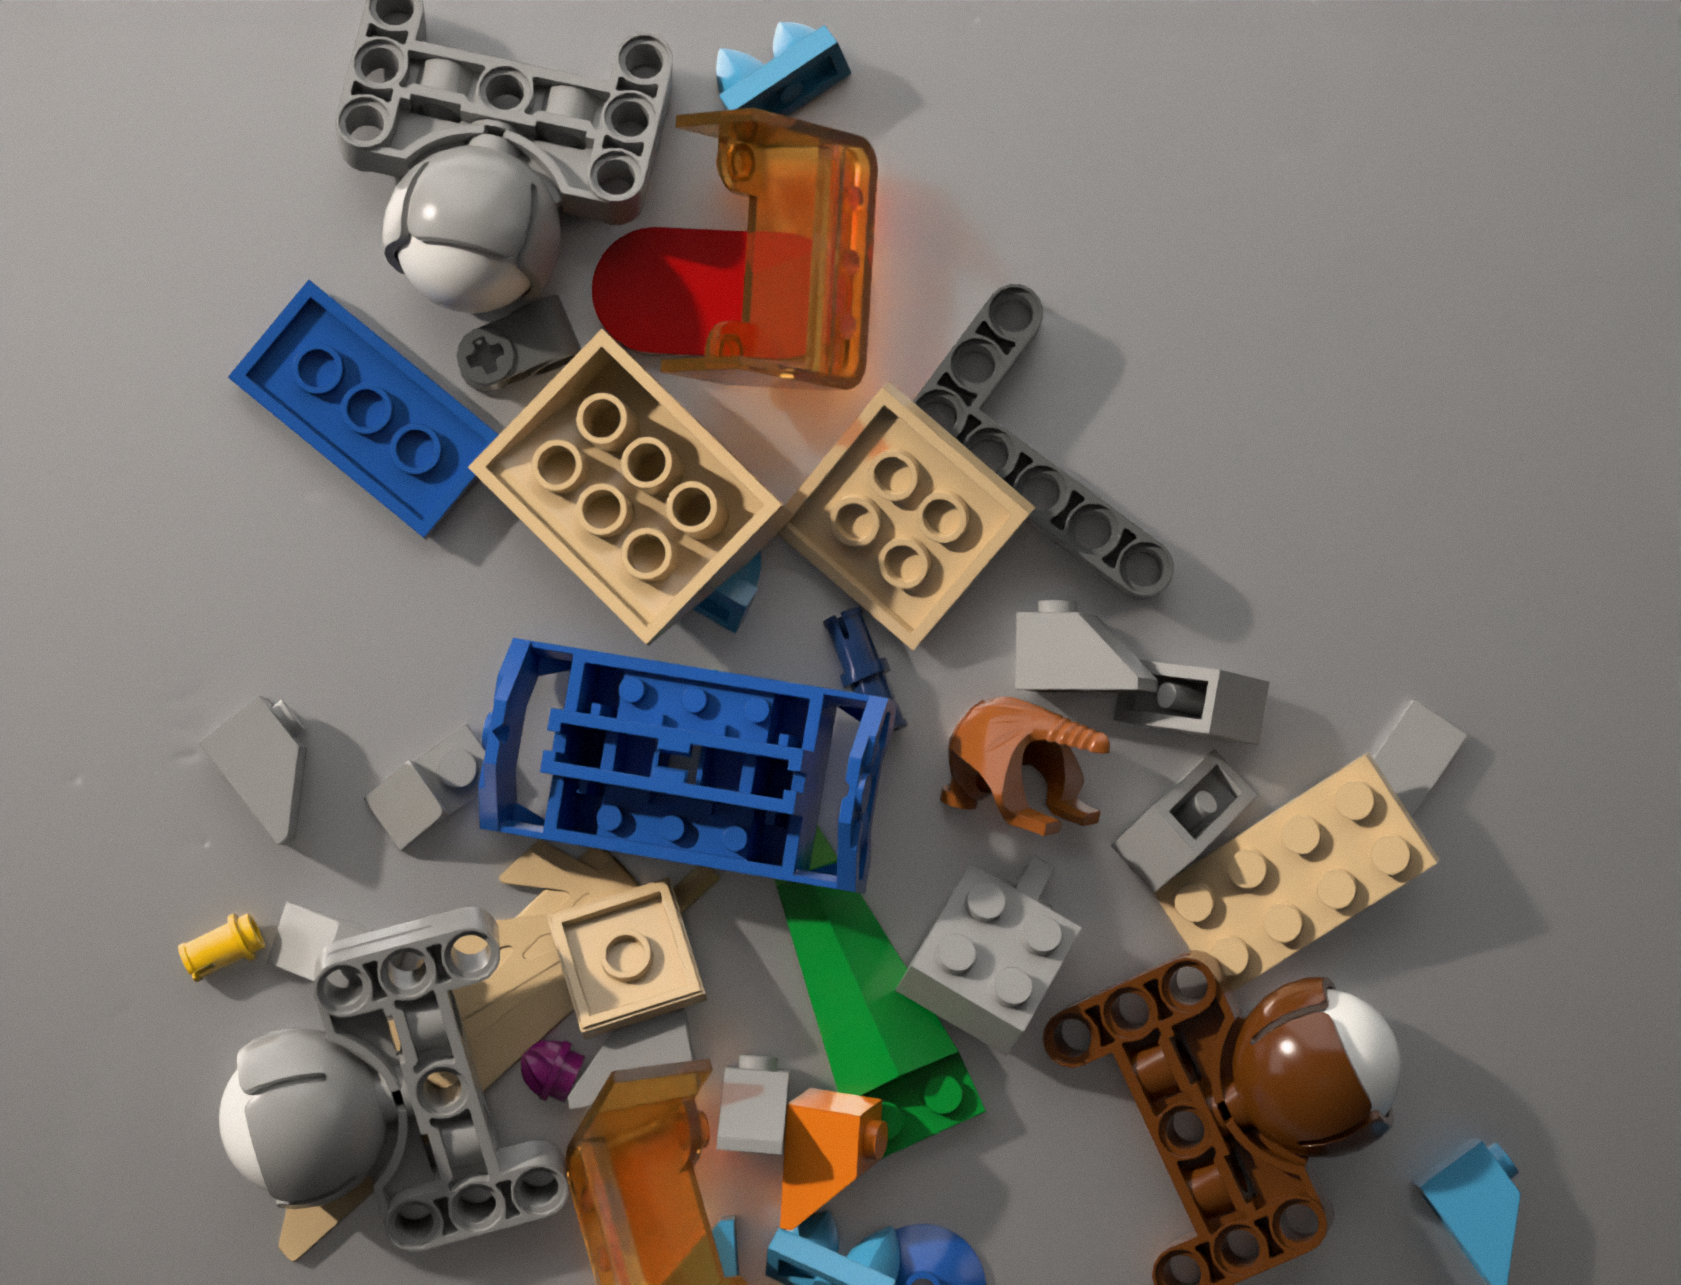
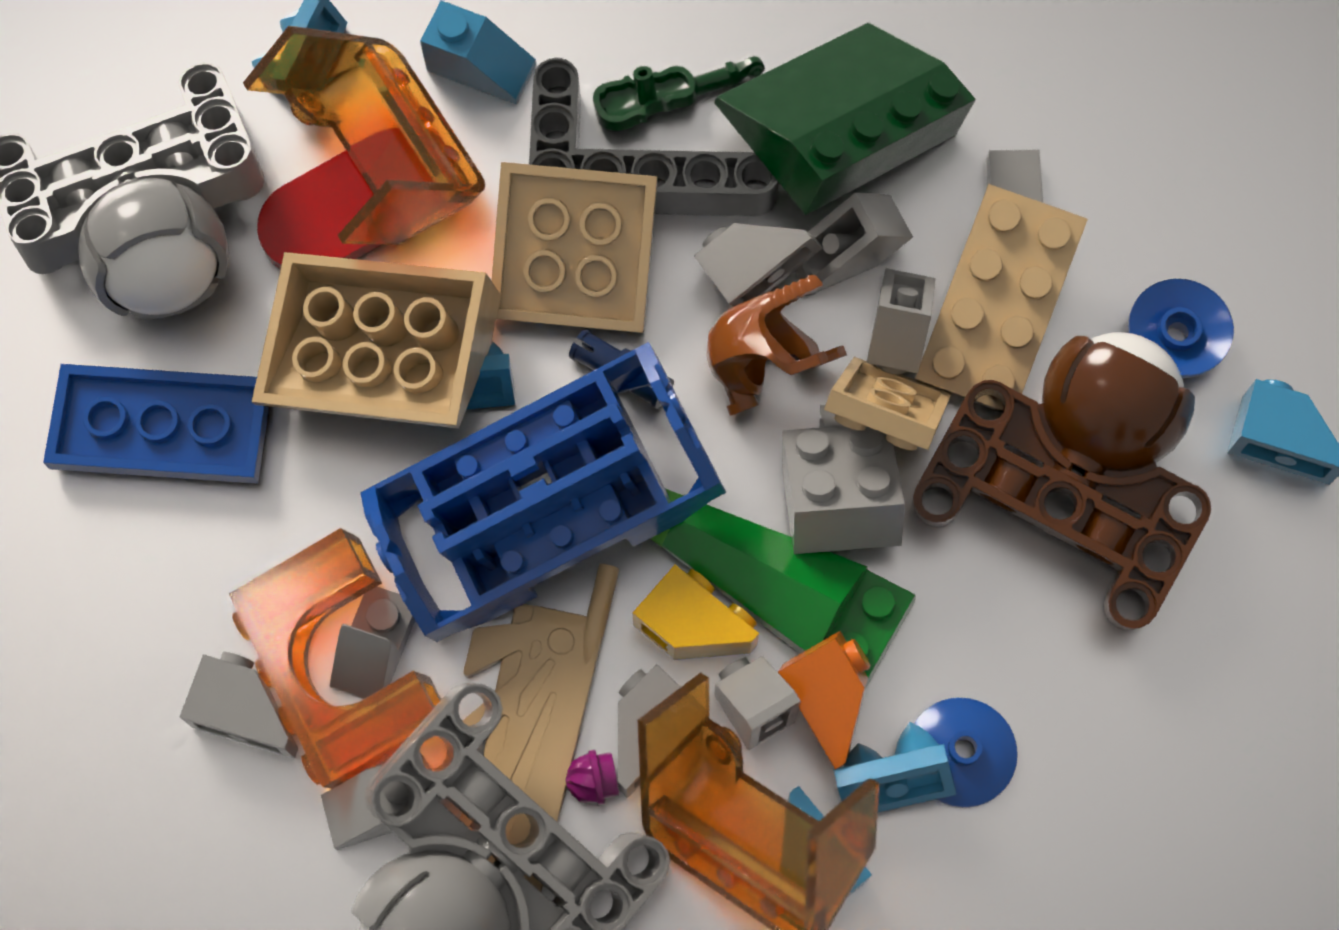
camera: 40 degrees left, 15 degrees down
(222, 946) = (293, 858): yellow pin -> none
(354, 705) = (280, 618): none -> clear orange arch
(531, 340) = (234, 317): dark grey piece -> none
(626, 958) = (592, 658): tan tile -> none
(749, 985) = (692, 622): none -> yellow slope
(958, 216) = (475, 53): none -> dark azure slope
(1080, 379) = (631, 102): none -> dark green piece
(1090, 914) = (888, 403): none -> tan plate
(1289, 555) = (846, 113): none -> dark green slope
(1491, 1036) = (1193, 311): none -> blue dish

